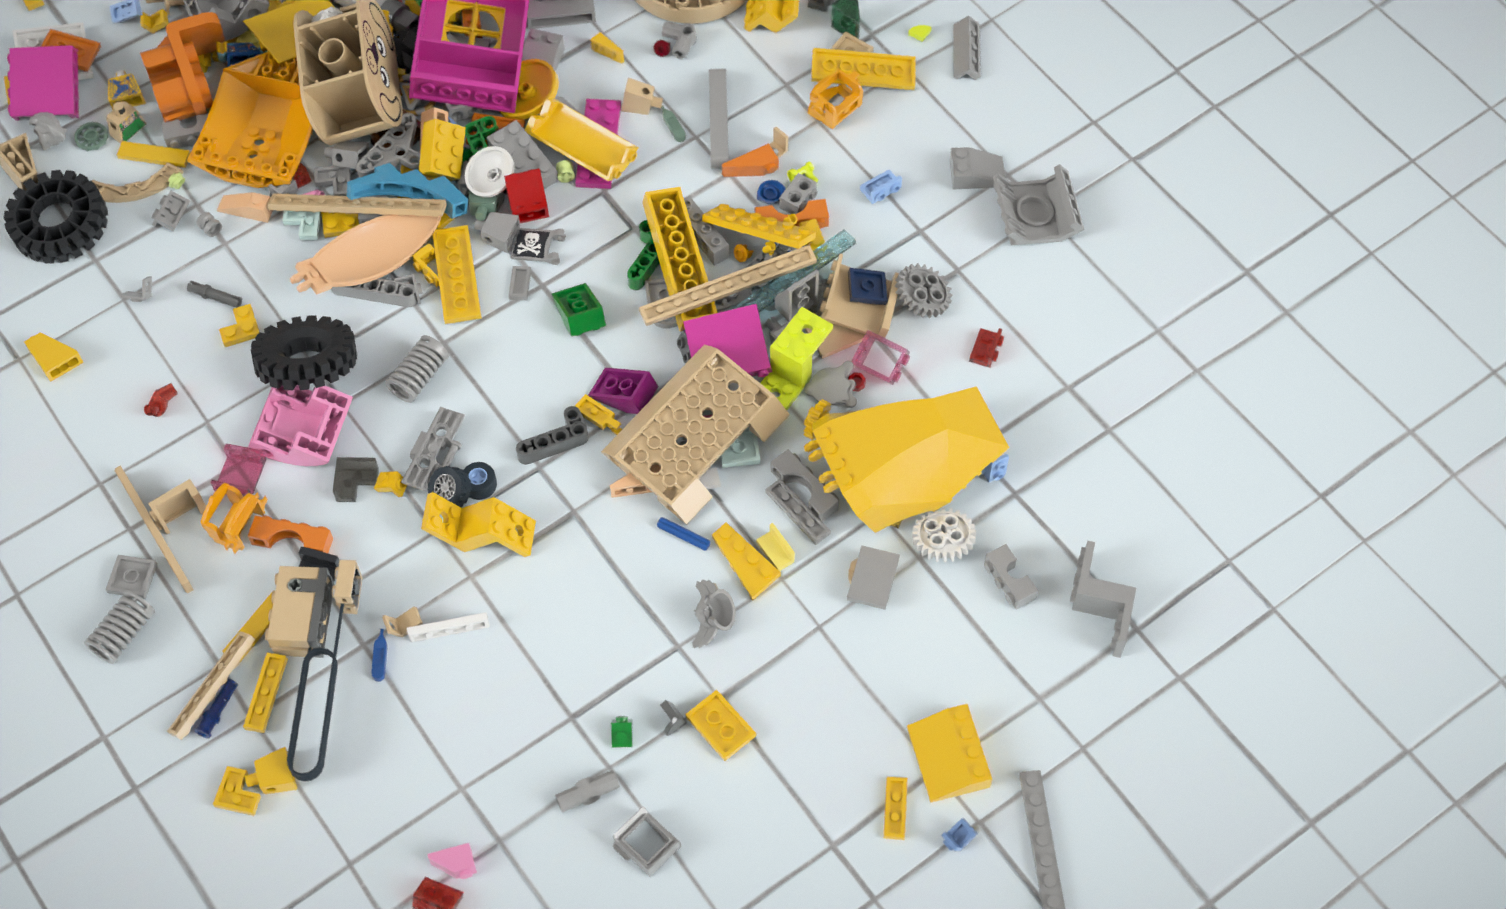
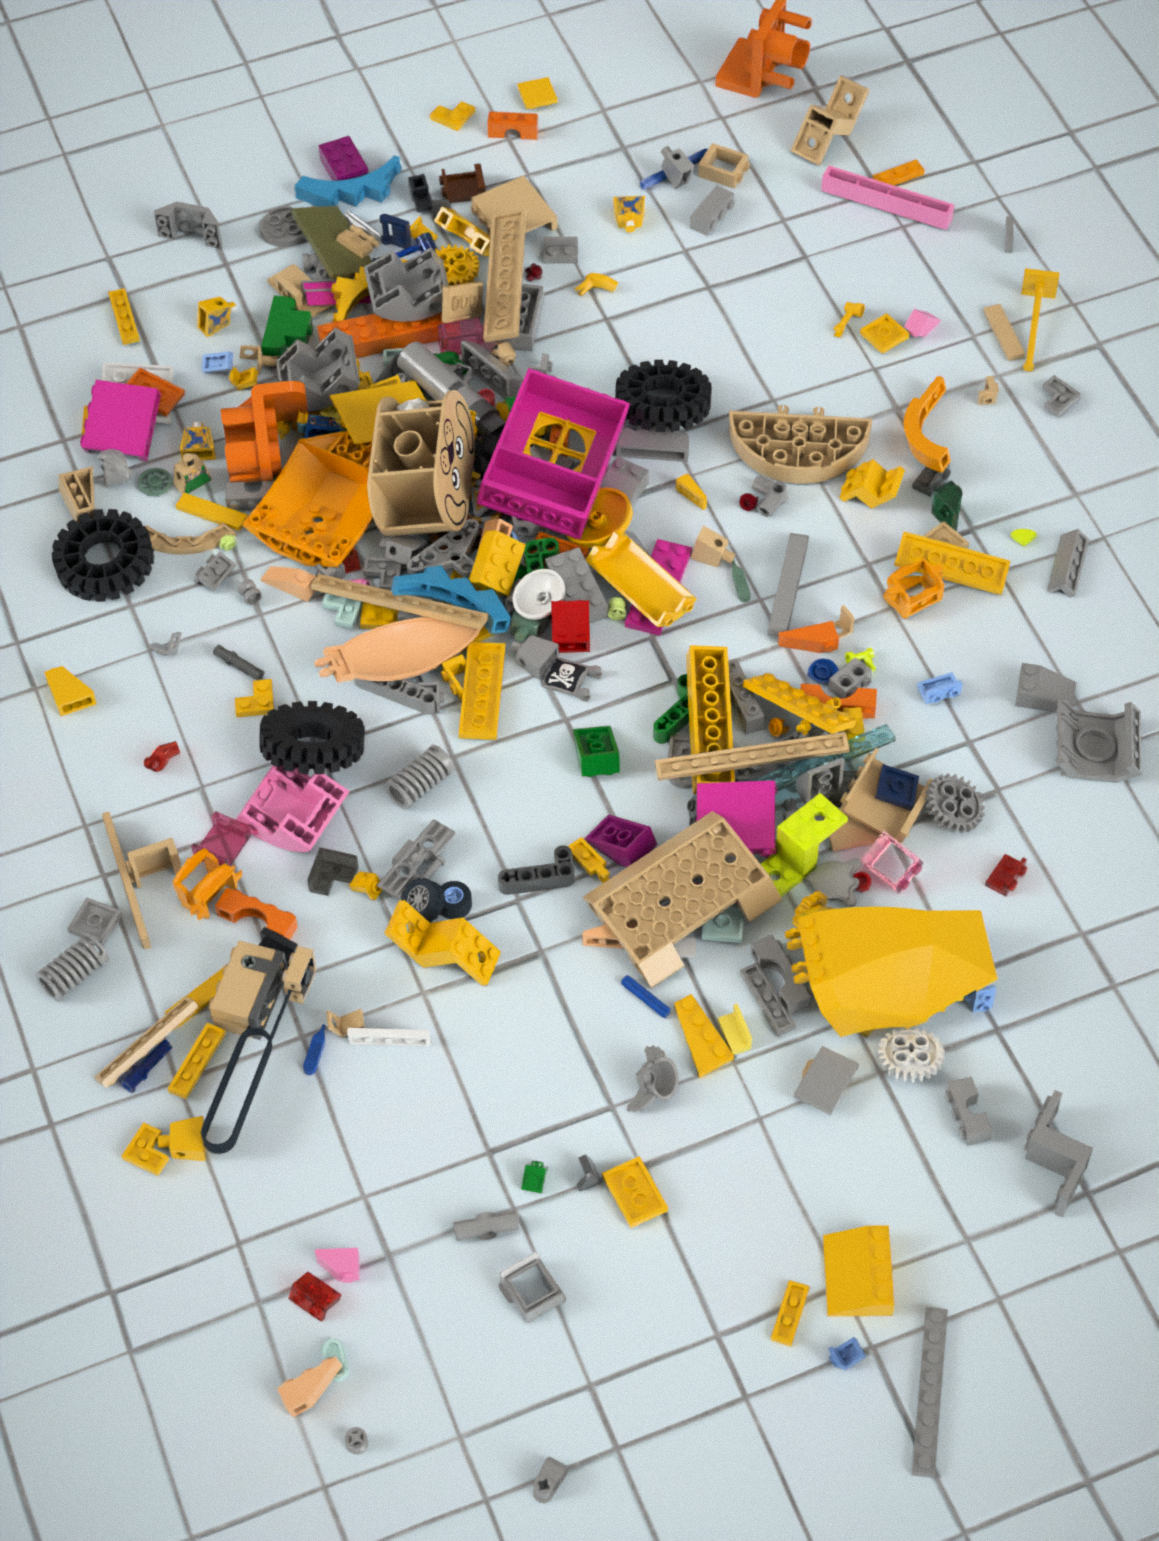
camera: 15 degrees right, 5 degrees down
(520, 283) = (543, 712): light grey tile -> none

